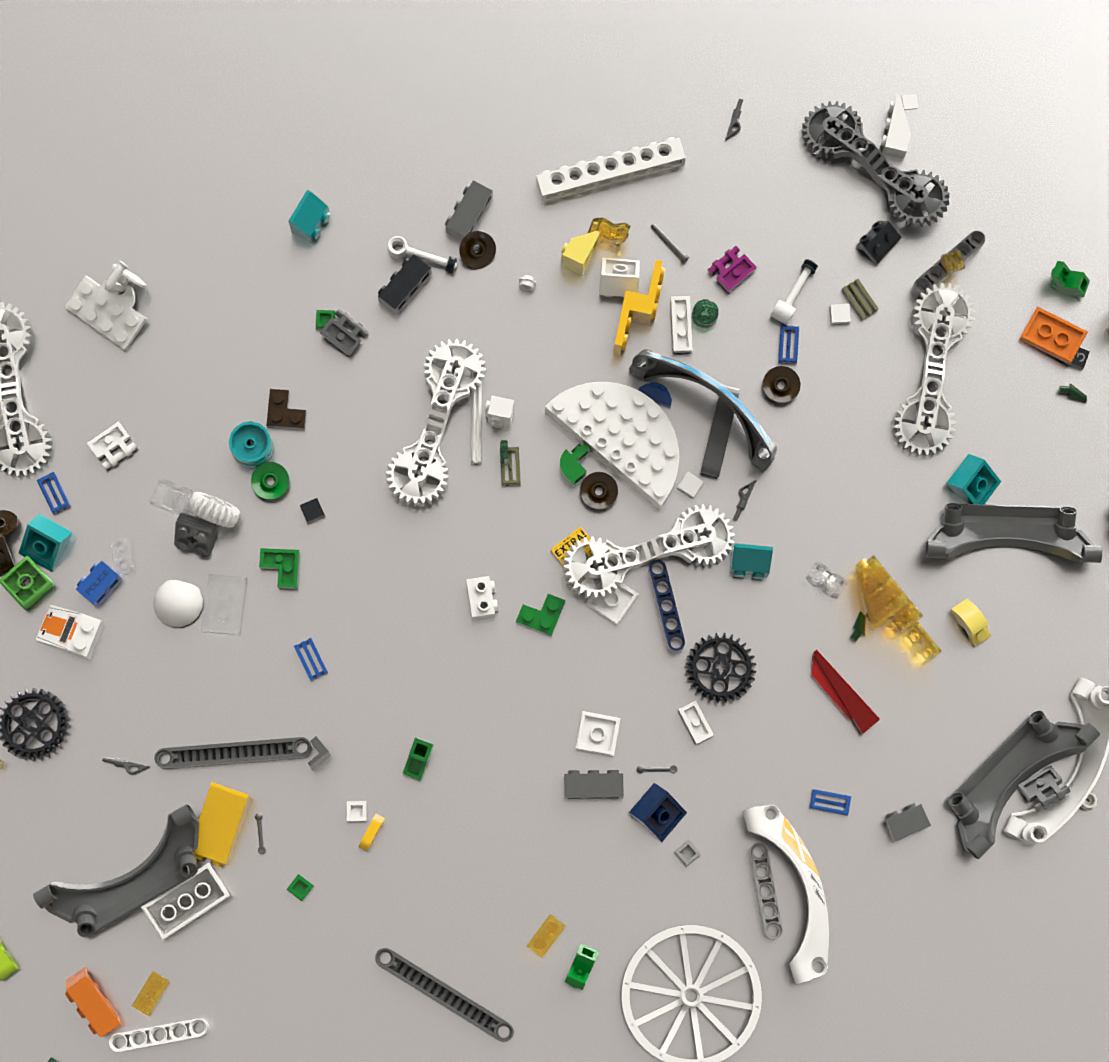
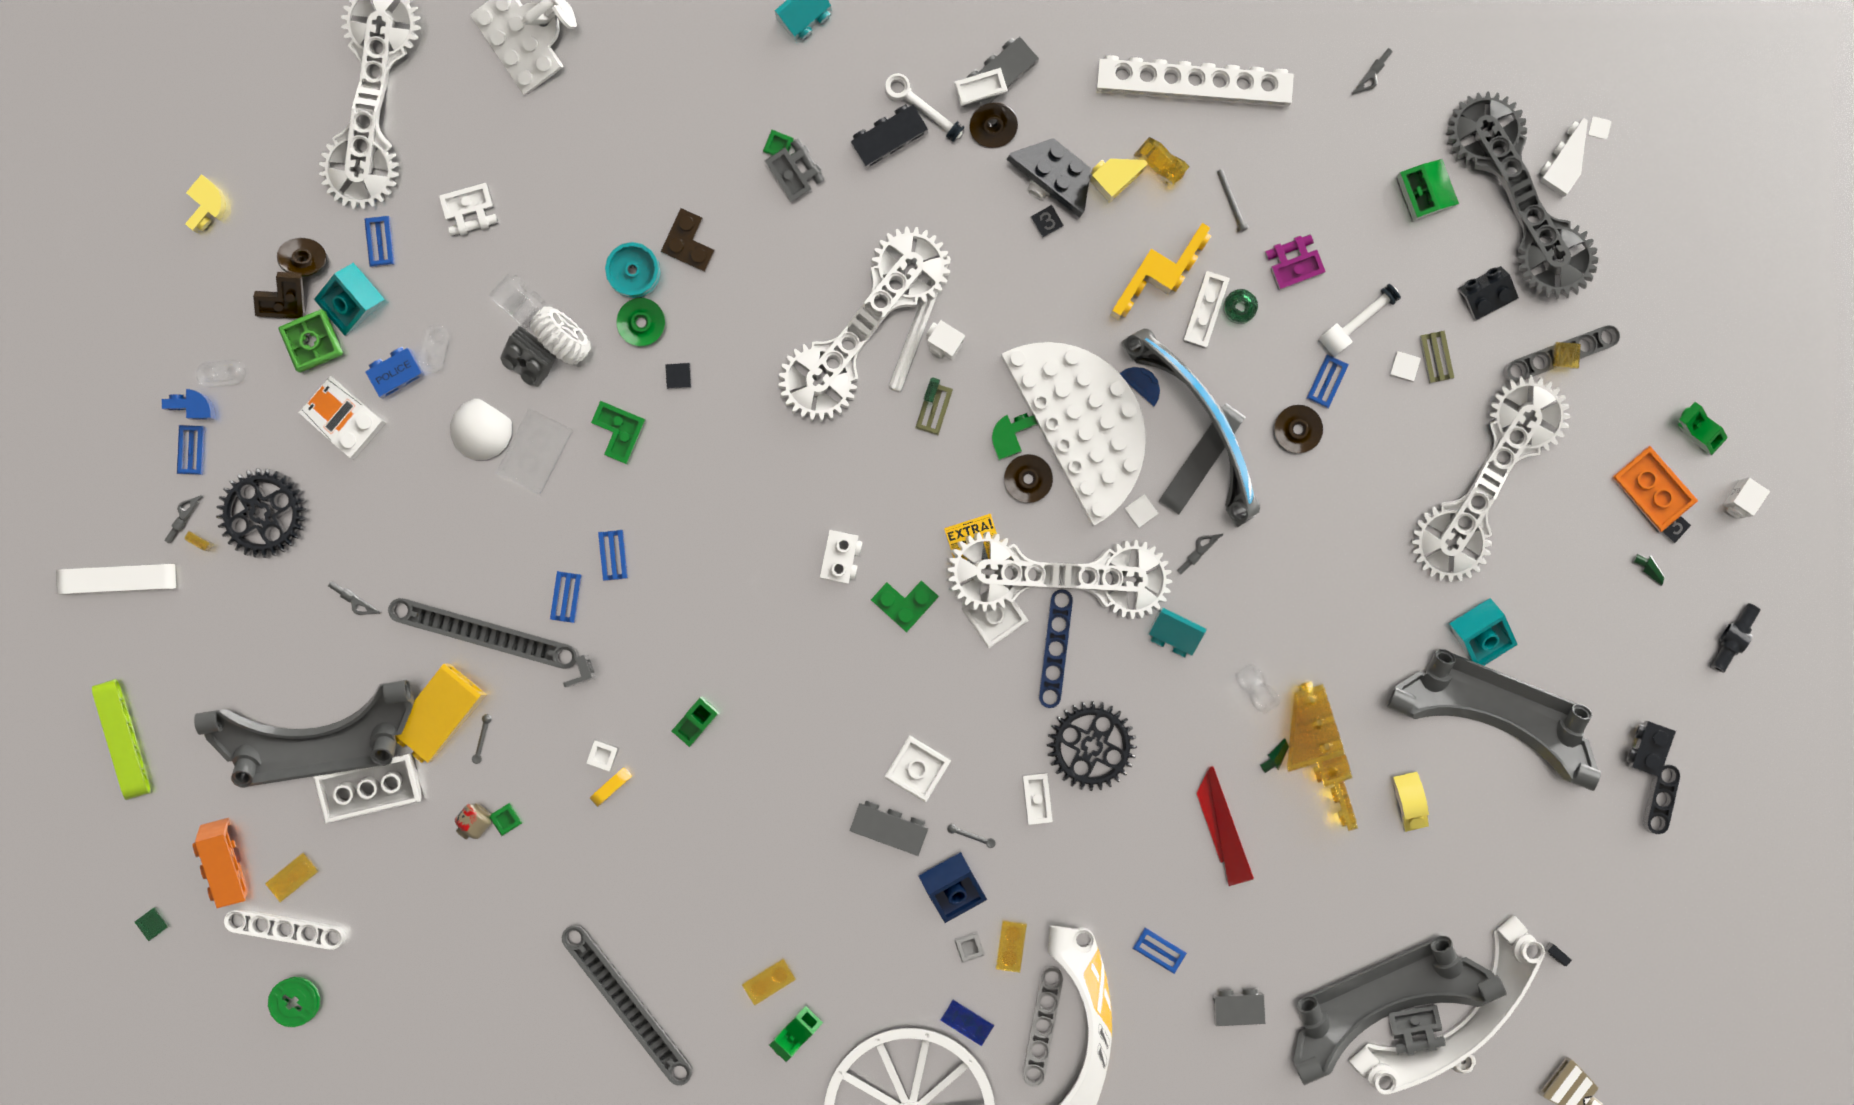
camera: 25 degrees right, 10 degrees up
(275, 897) = (472, 821): none -> dark tan head
(283, 687) = (562, 617): none -> blue tile
(458, 224) = (980, 87): none -> white tile
(535, 266) = (1056, 172): none -> wing
(542, 304) = (1047, 221): none -> black tile
(619, 277) = (1153, 223): white slope -> none
(707, 911) = (967, 1022): none -> clear blue tile
(718, 840) = (1011, 946): none -> clear yellow plate
(805, 184) = (1427, 189): none -> green slope

